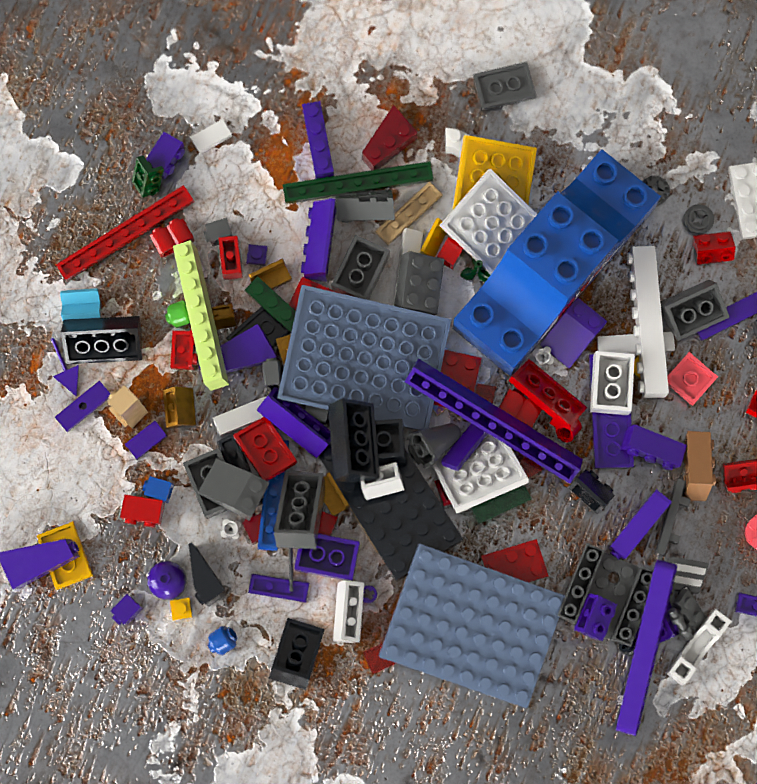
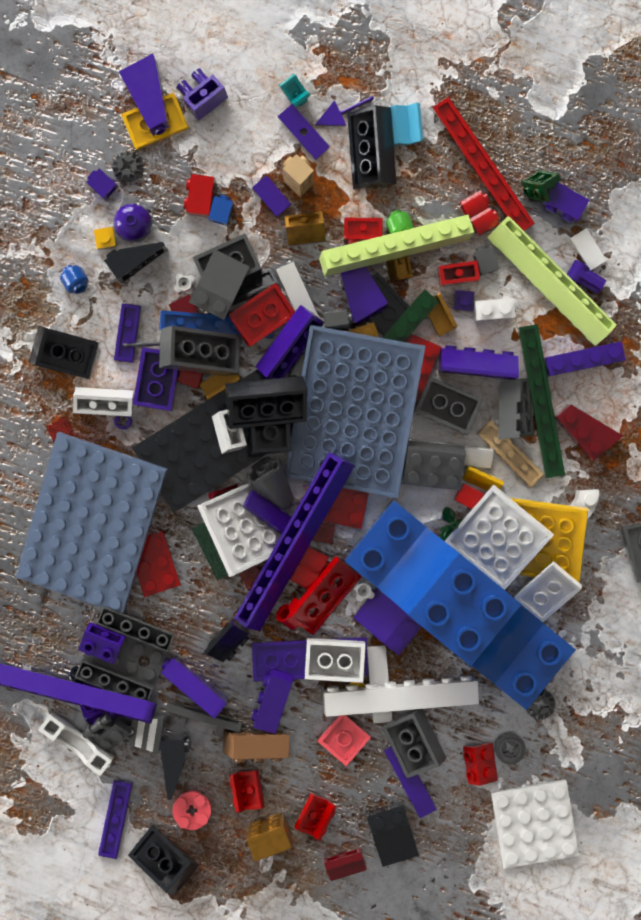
camera: 85 degrees right, 10 degrees up
(42, 414) = (294, 91): none -> teal bracket
(43, 502) = (205, 96): none -> dark purple brick
(118, 585) = (125, 175): none -> dark grey gear
(236, 142) = (583, 276): none -> dark purple piece
(240, 169) = (552, 281): none -> yellowish green brick
(267, 224) = (494, 310): none -> white brick
(542, 174) = (548, 591): none -> white plate
(711, 545) = (173, 752): none -> black slope

